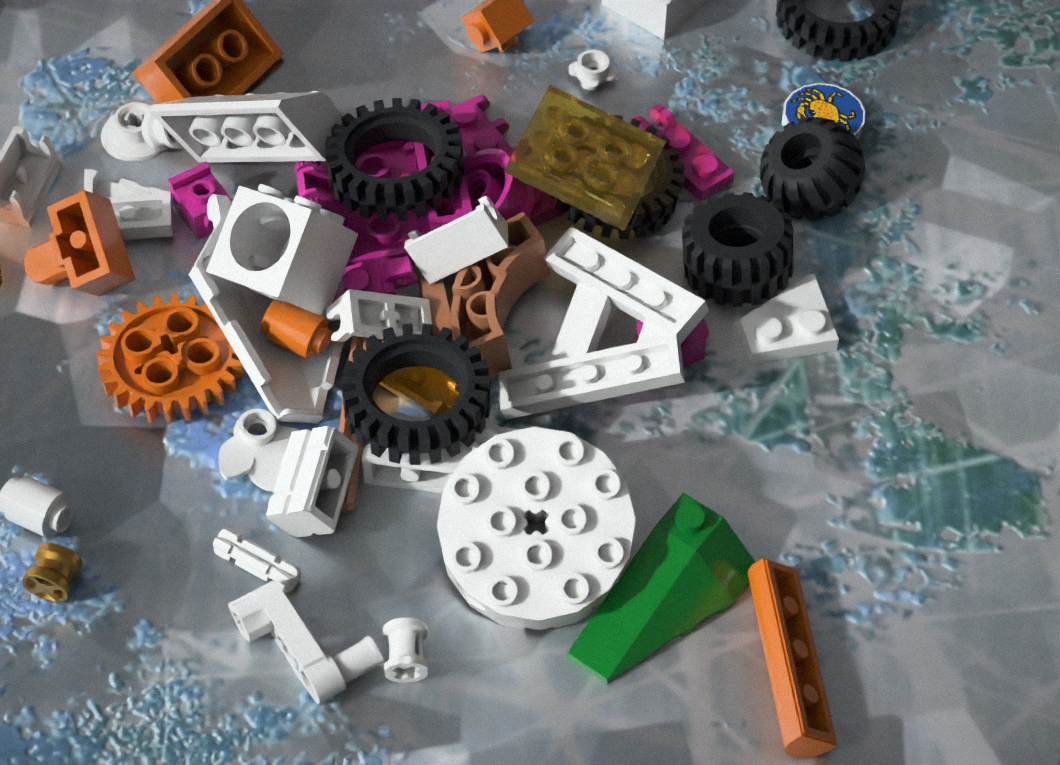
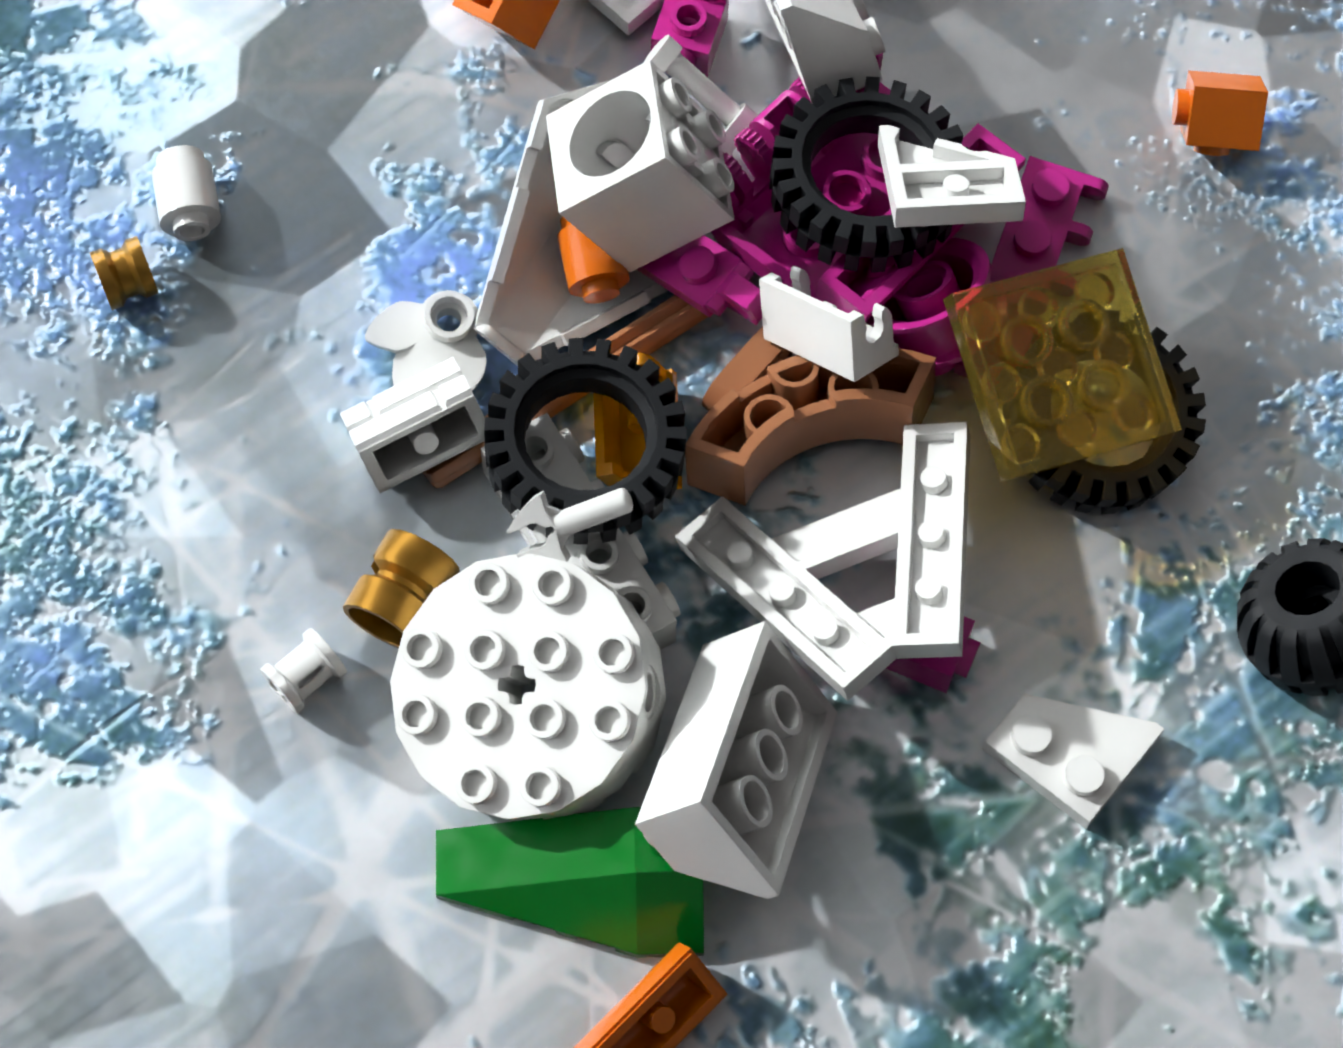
camera: 50 degrees right, 15 degrees up
(168, 360) = (459, 162): orange gear -> none
(257, 559) = (299, 445): white axle -> none
(322, 675) = (243, 509): white beam -> none
(371, 312) = (668, 332): white hinge -> none
(404, 561) = (405, 576): none -> pearl gold wheel
(446, 117) = (948, 183): none -> white wing
(467, 421) = (568, 520): none -> white bar
(593, 69) = (1262, 252): white plate -> none
(674, 457) = (739, 764): none -> white slope
(703, 169) = (1219, 474): dark pink hinge -> none
(738, 249) = (1120, 577): black tyre -> none

